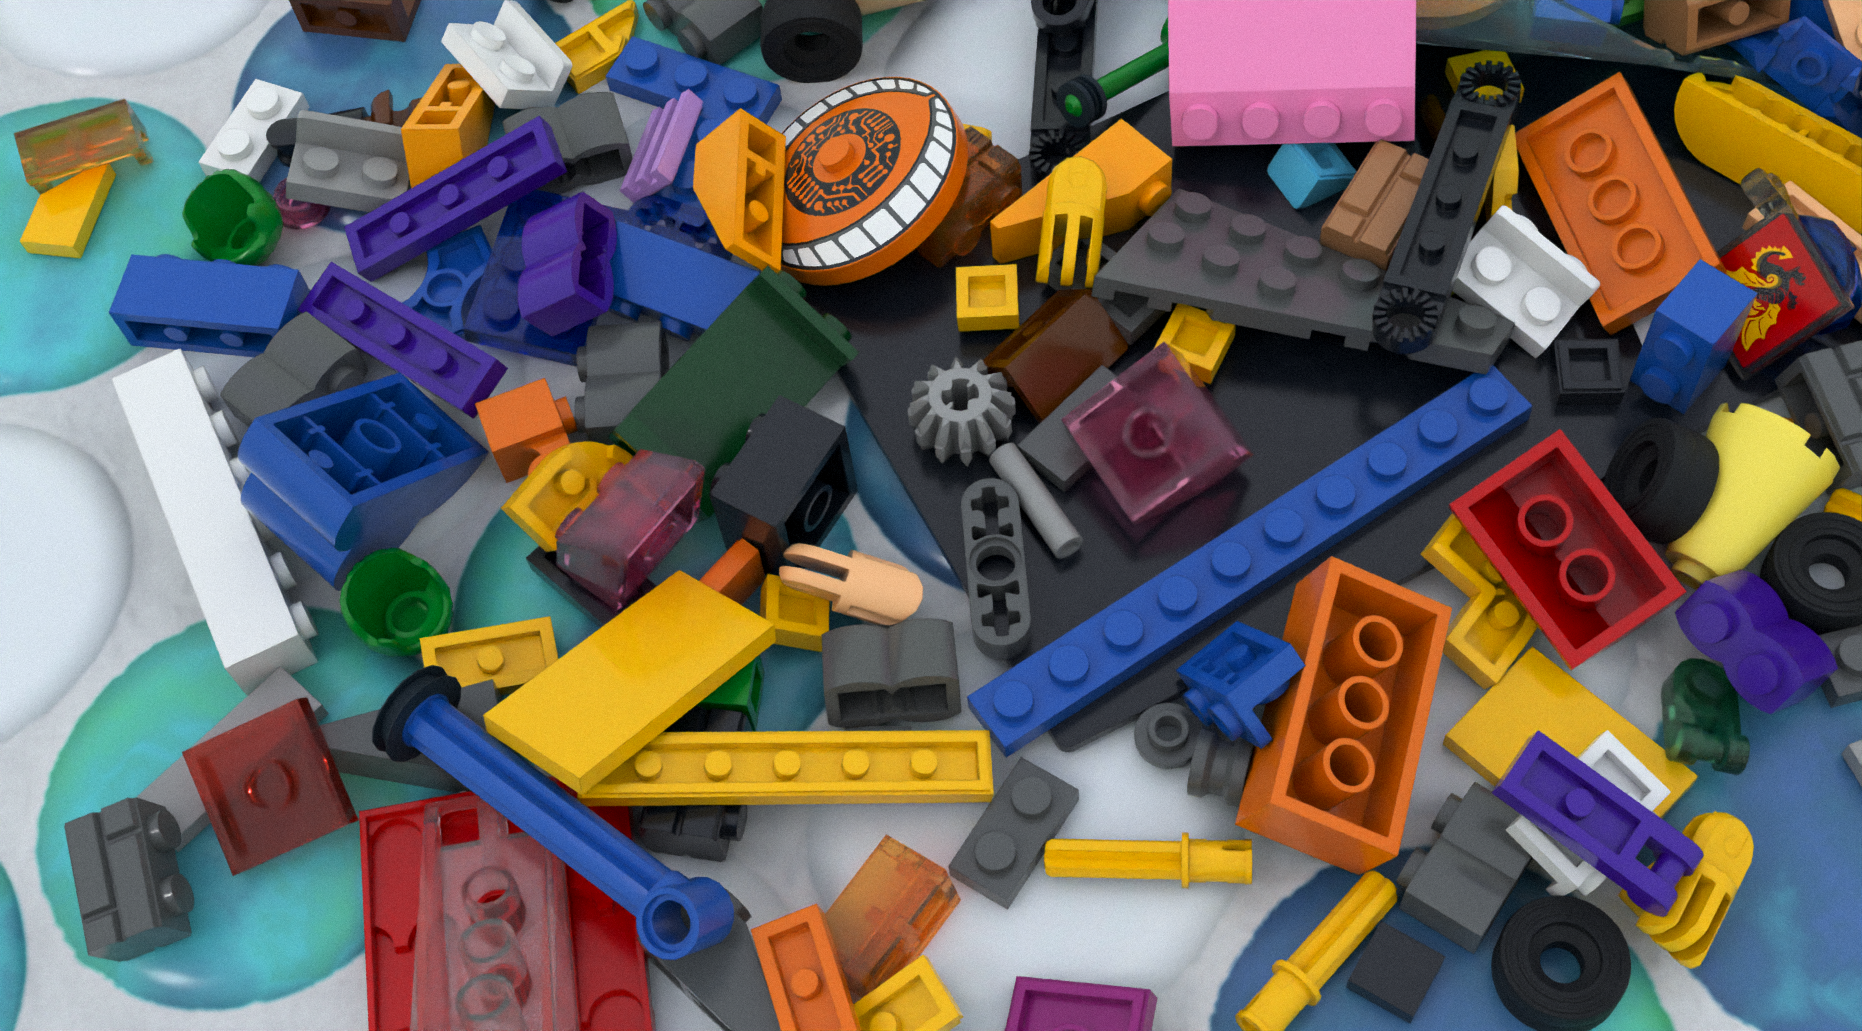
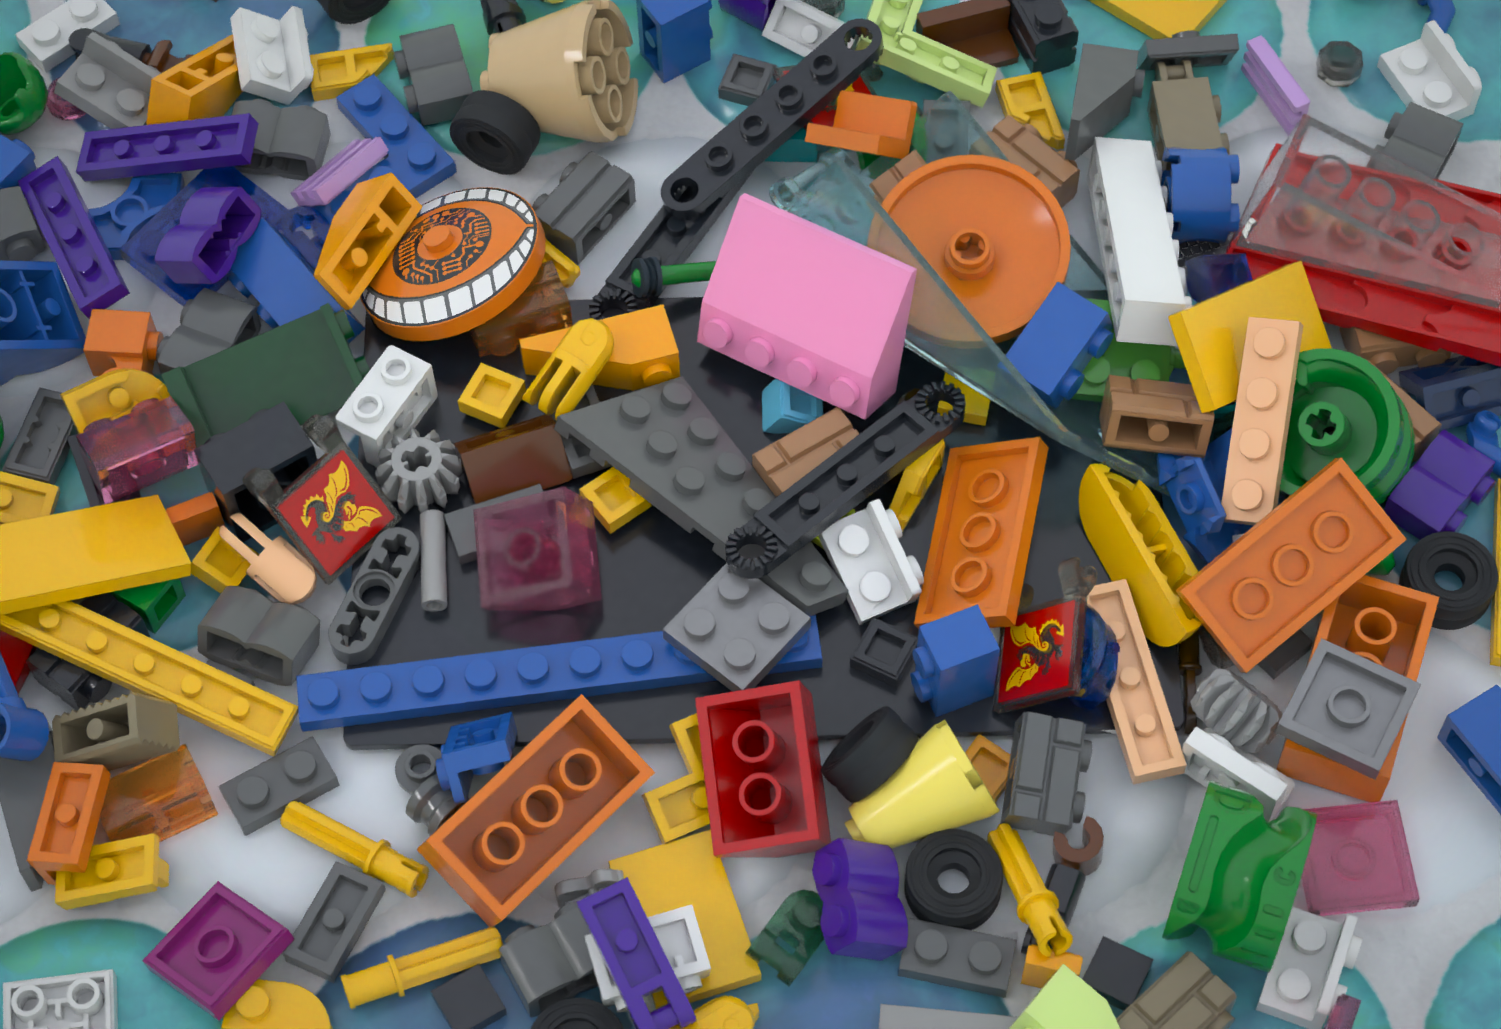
camera: 20 degrees right, 0 degrees up
(496, 570) = (42, 440): none -> dark grey plate
(803, 859) = (117, 731): none -> dark tan brick
(883, 351) = (389, 401): none -> white bracket
(895, 489) = (331, 507): none -> flag
(955, 57) = (585, 205): none -> dark grey brick
(1185, 955) = (334, 921): none -> dark grey plate
(1431, 415) = (736, 629): none -> flat silver plate
(1444, 771) = (576, 887): none -> light grey piece

